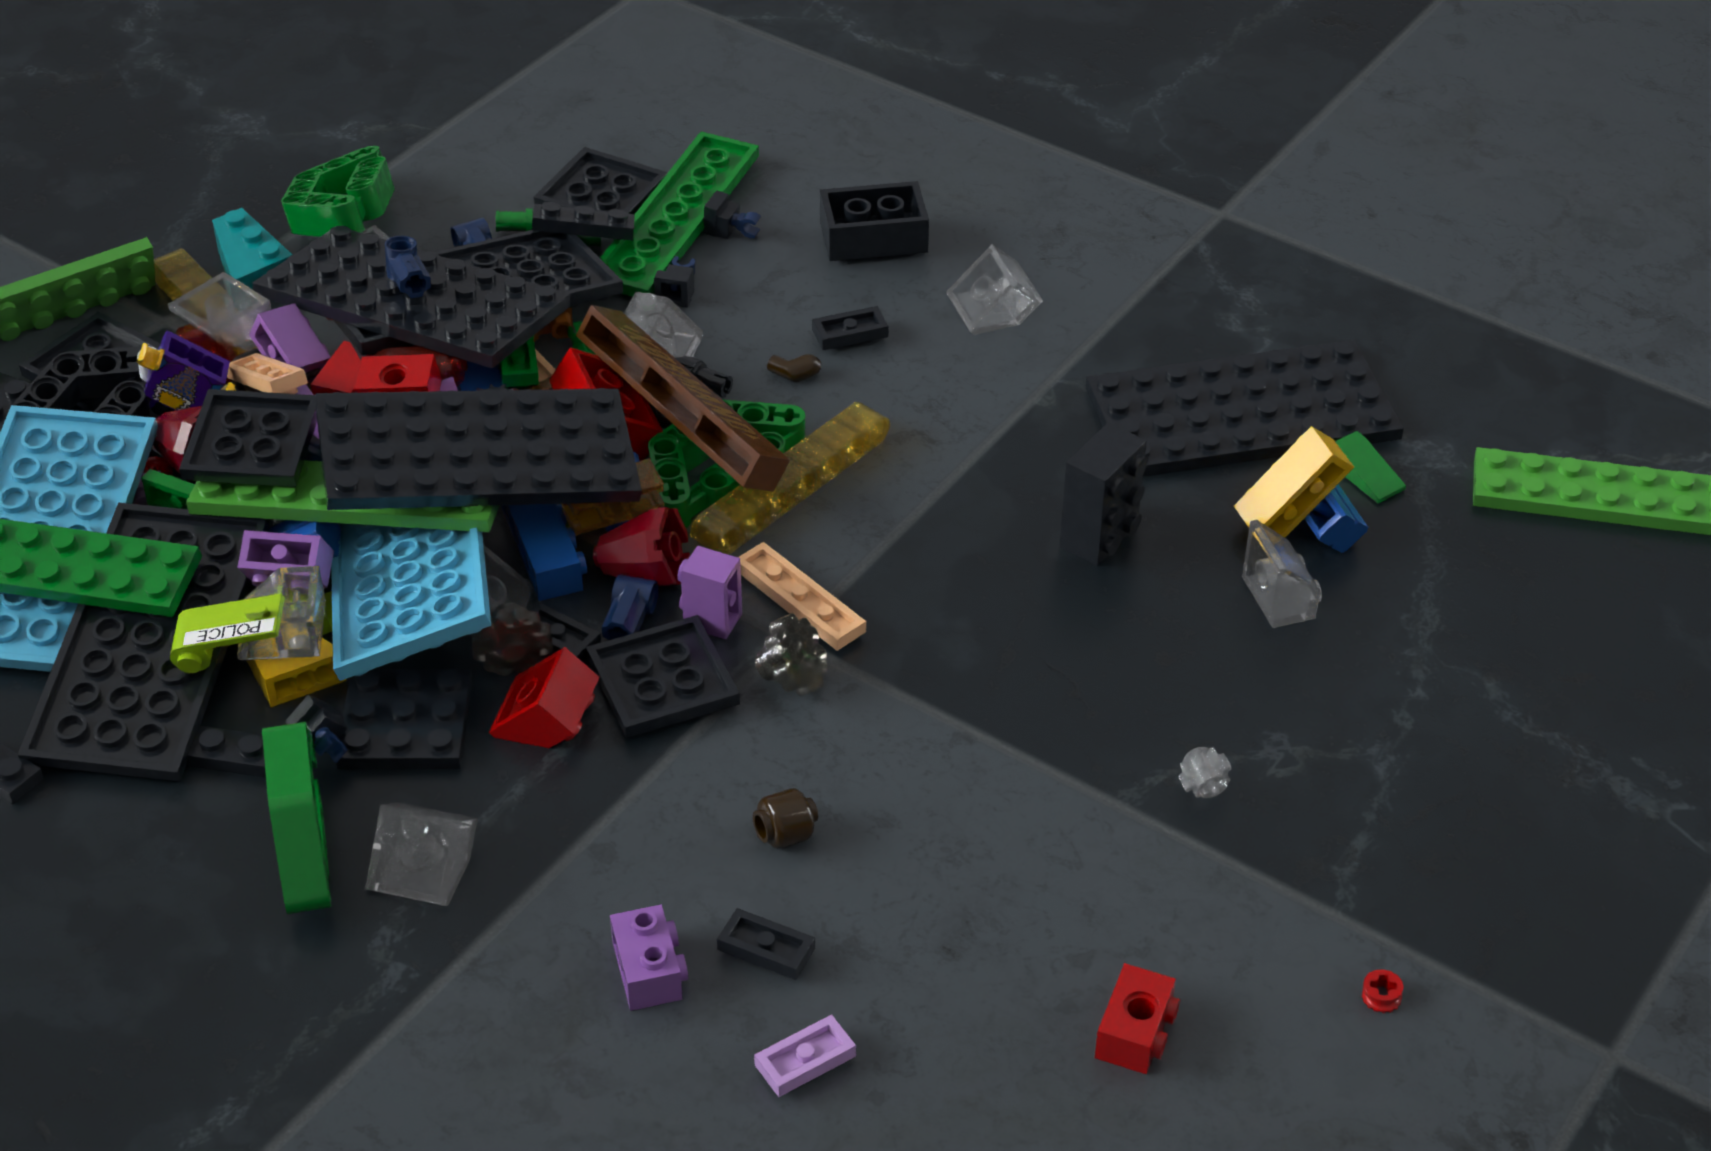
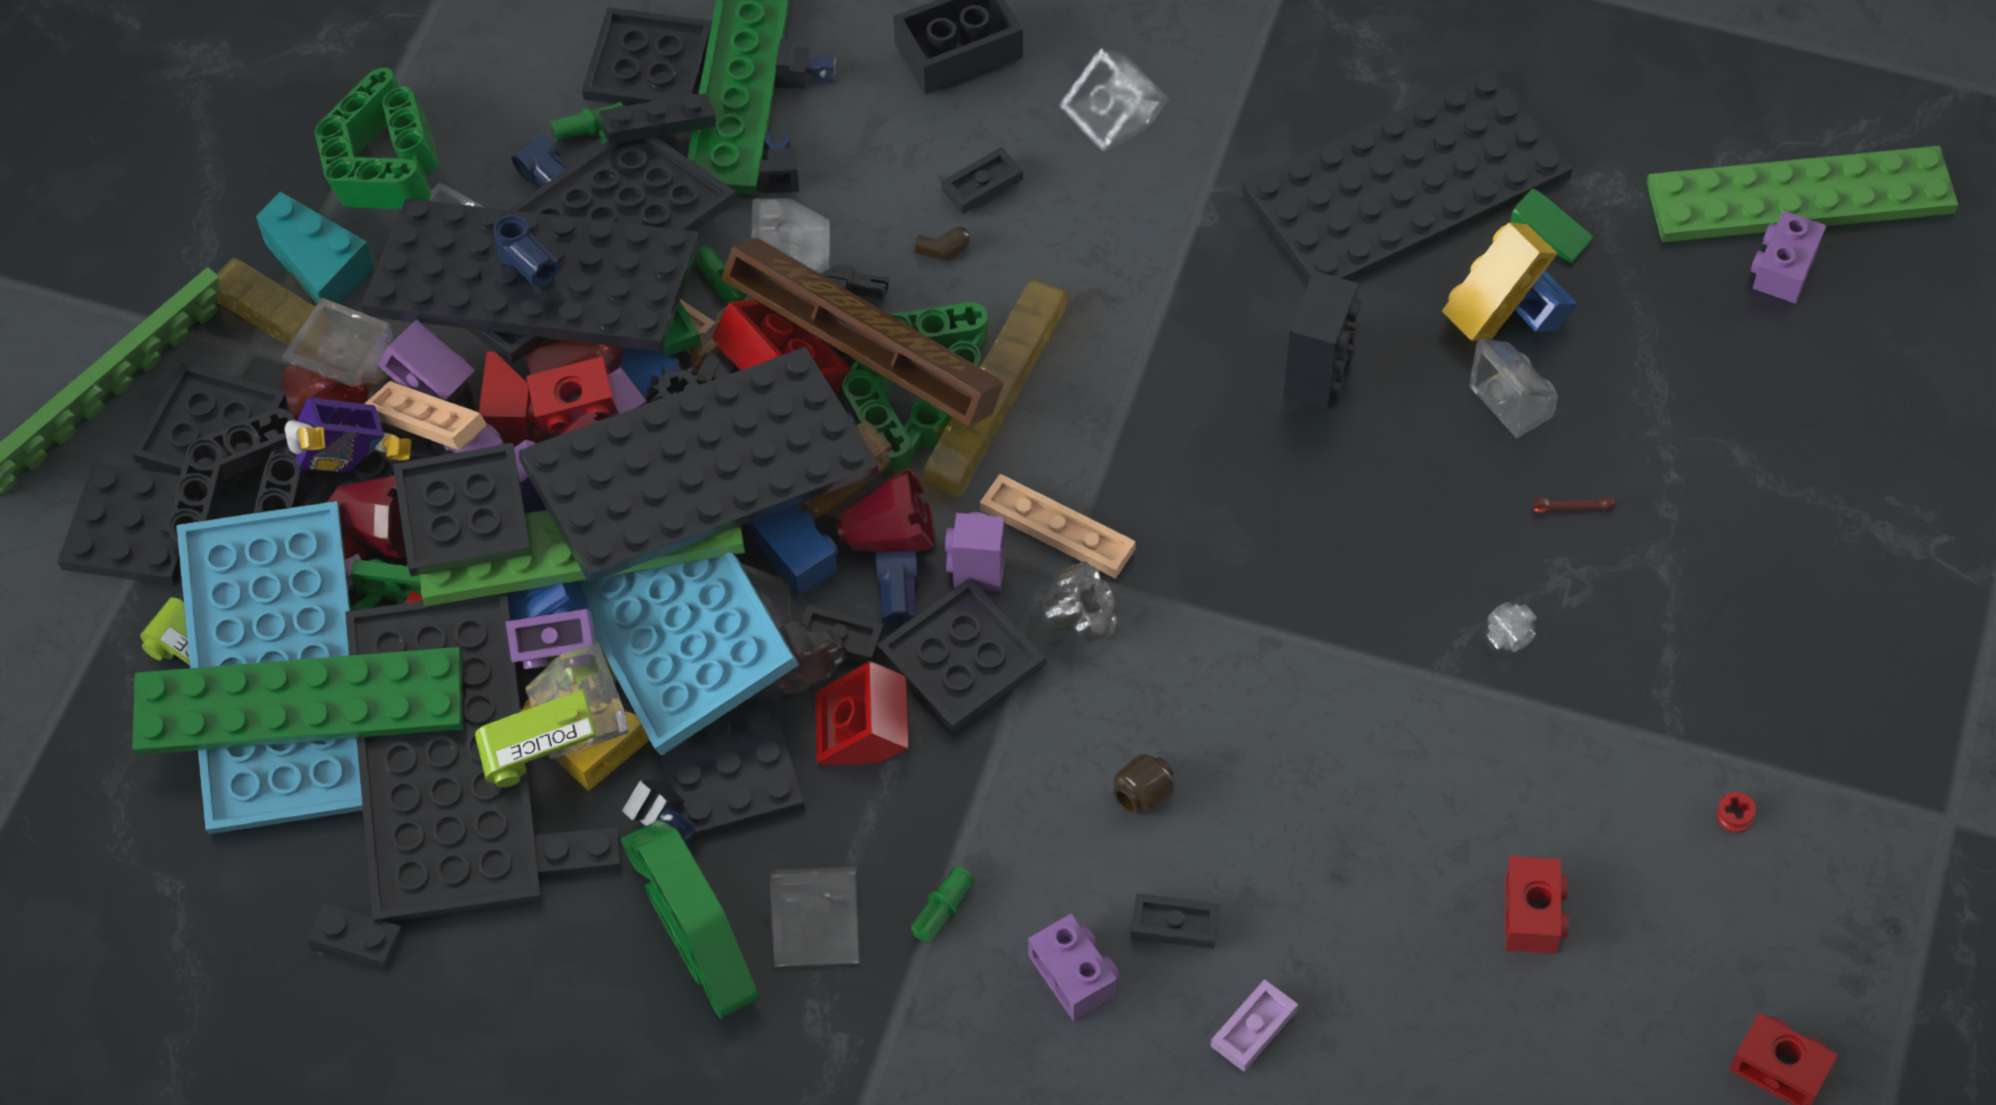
camera: 15 degrees left, 15 degrees up
(546, 873) = (942, 904): none -> green axle
(1277, 684) = (1607, 503): none -> clear red hinge
(1592, 536) = (1788, 256): none -> medium lavender brick

